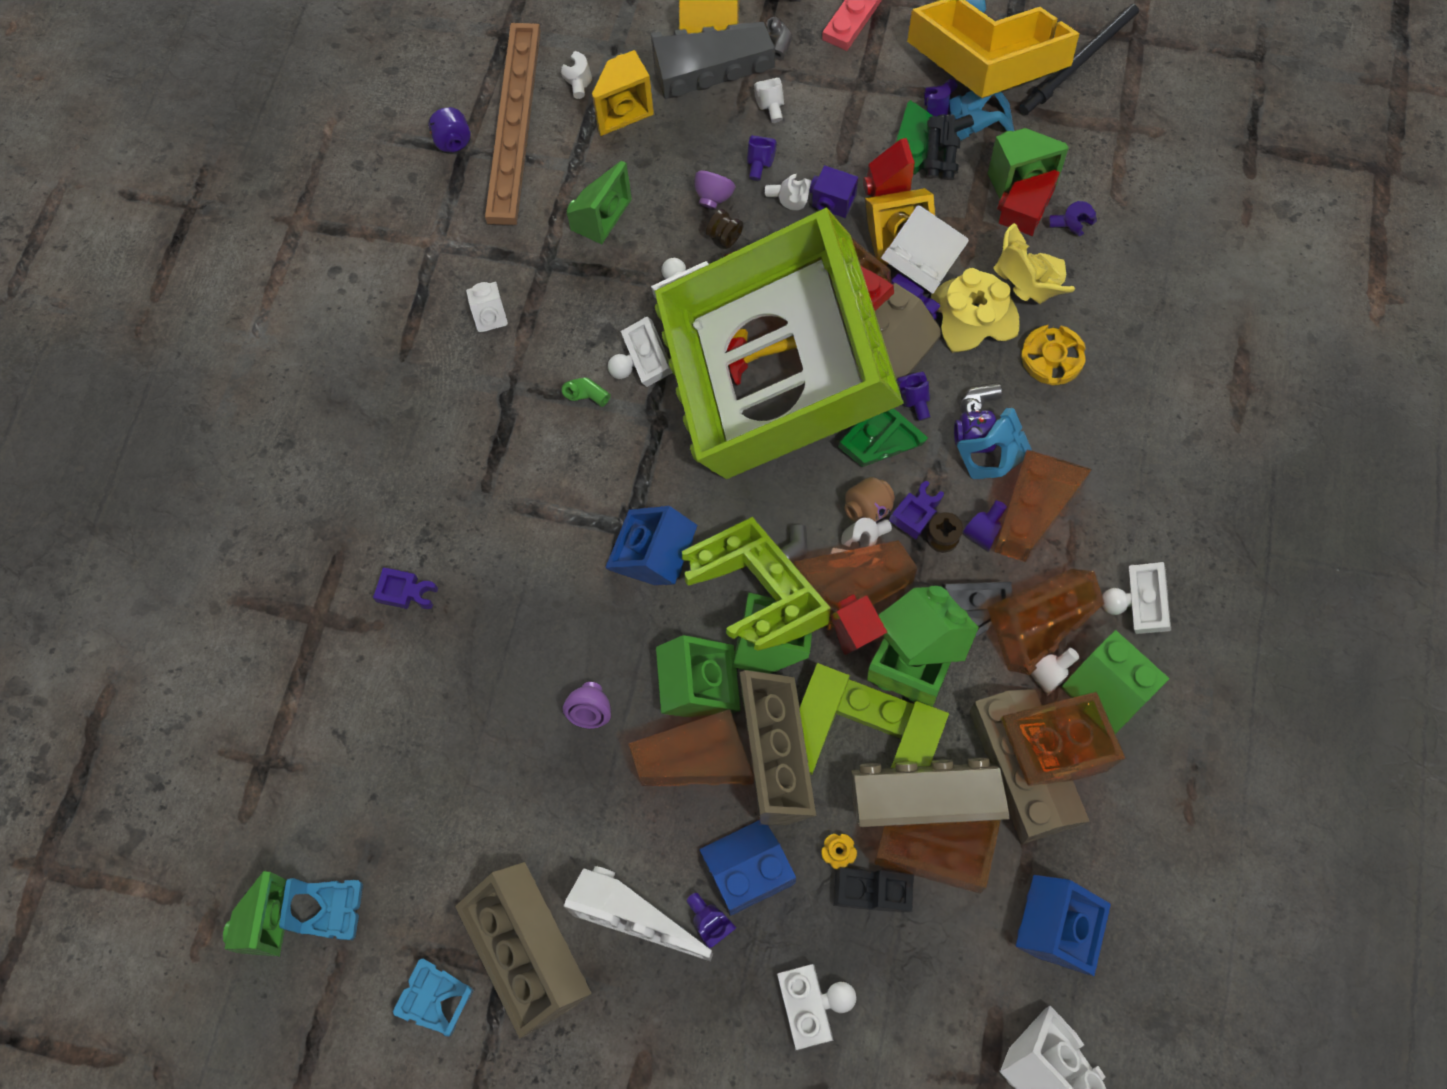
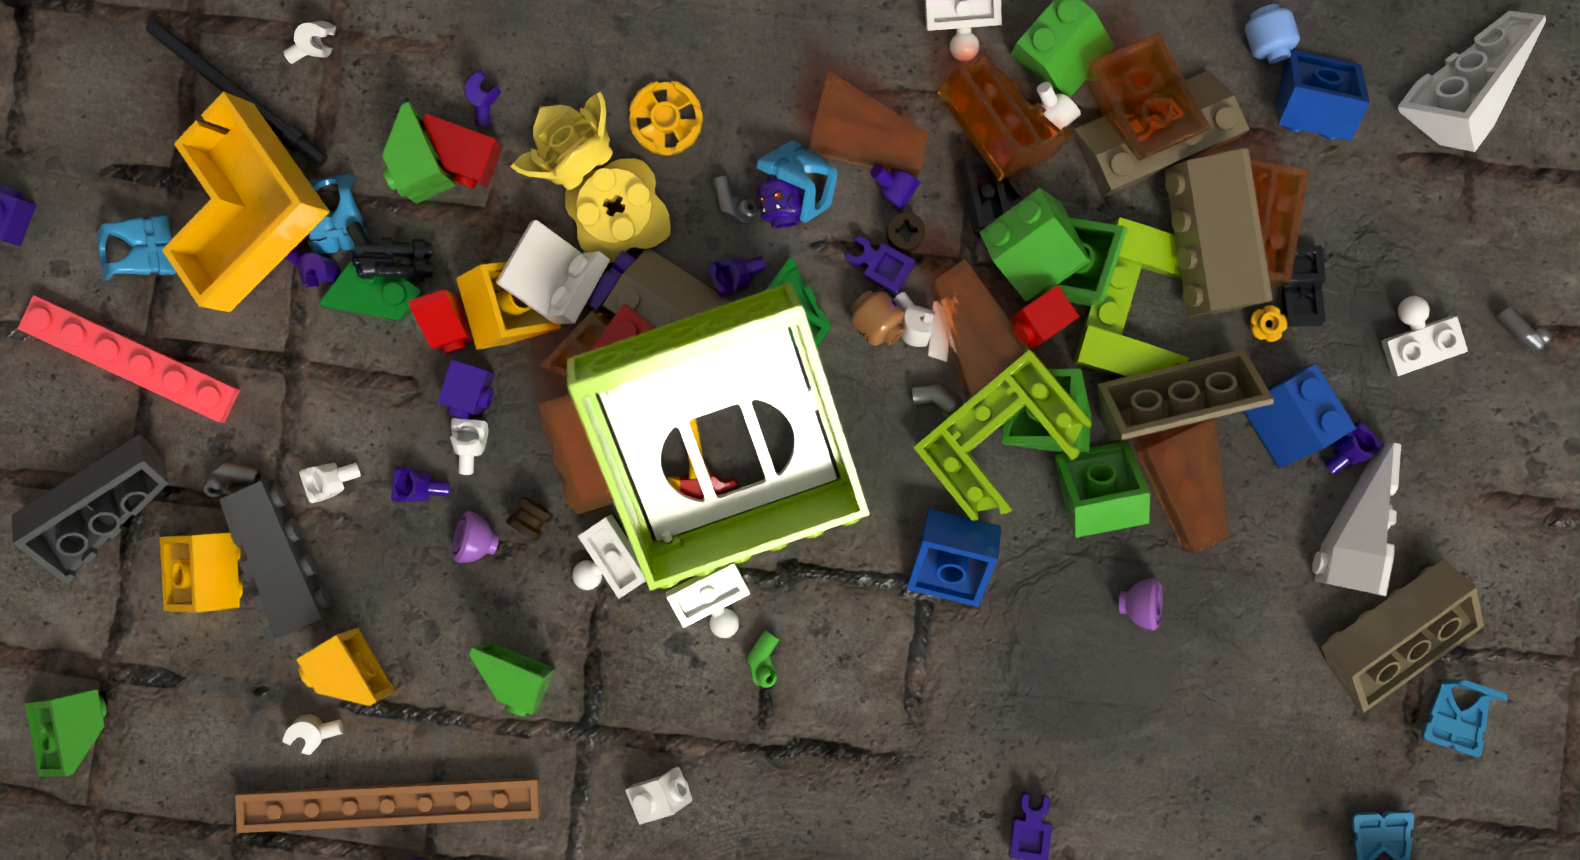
camera: 100 degrees left, 20 degrees up
(1122, 107) = (309, 41): none -> white piece
(1125, 882) = (1272, 33): none -> light blue head

